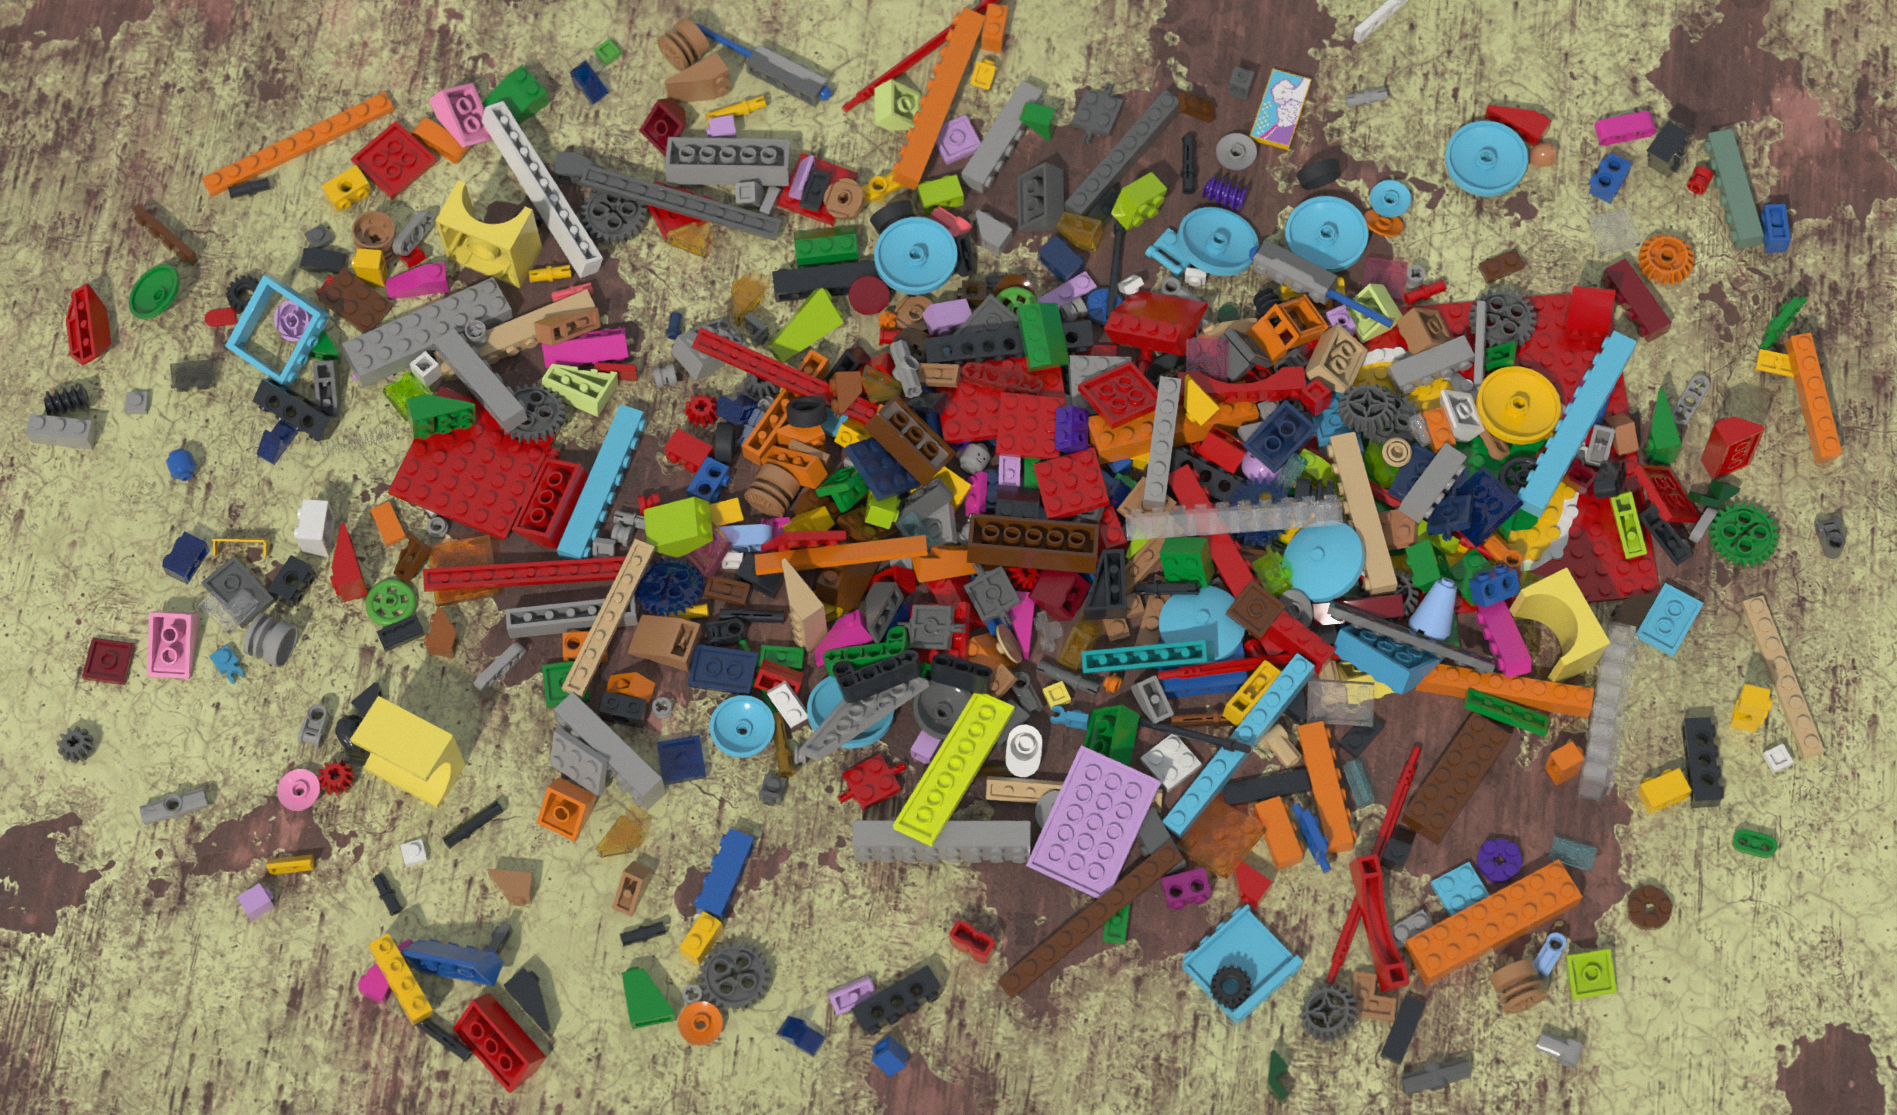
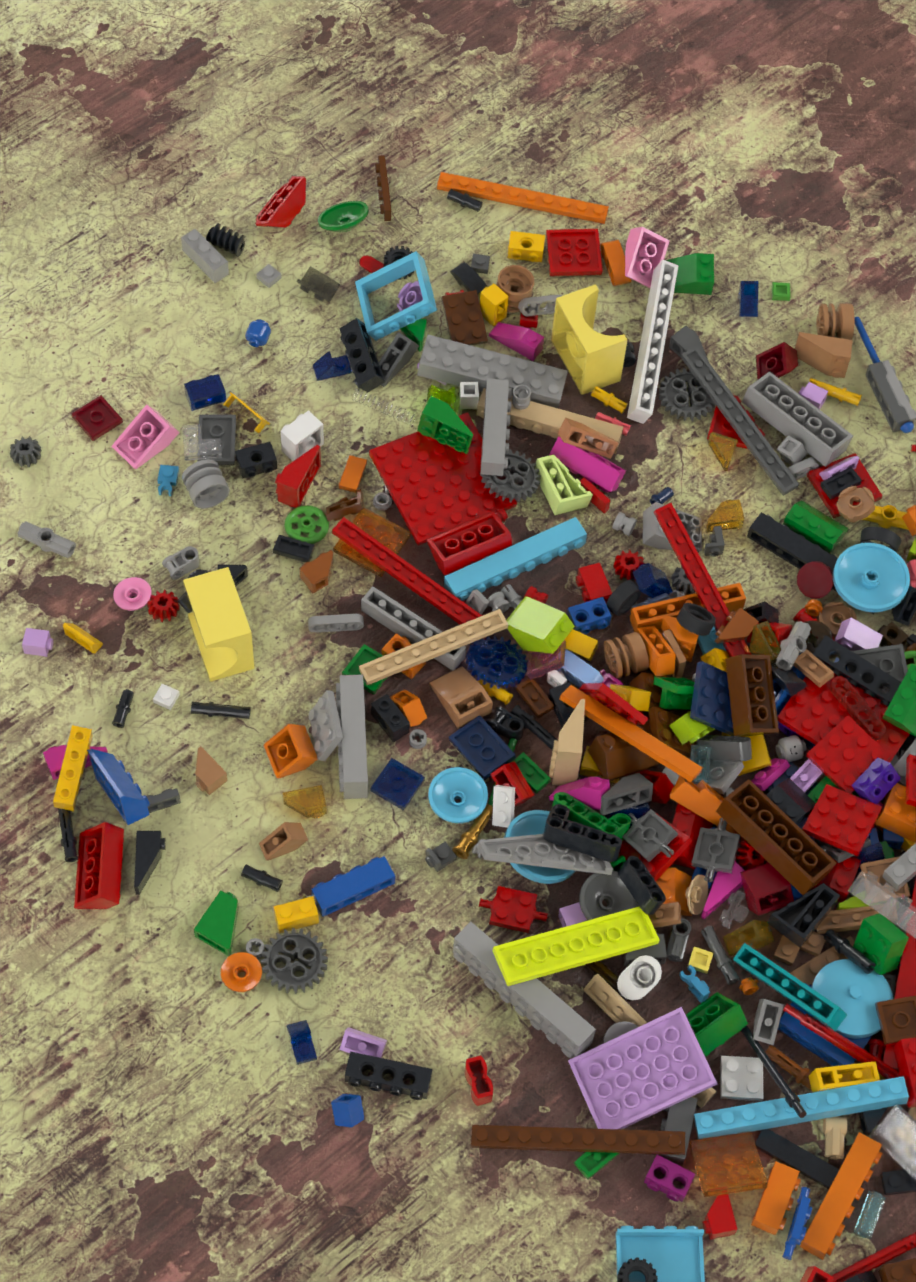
camera: 35 degrees right, 5 degrees down
(807, 325) = (753, 566): lime slope -> none

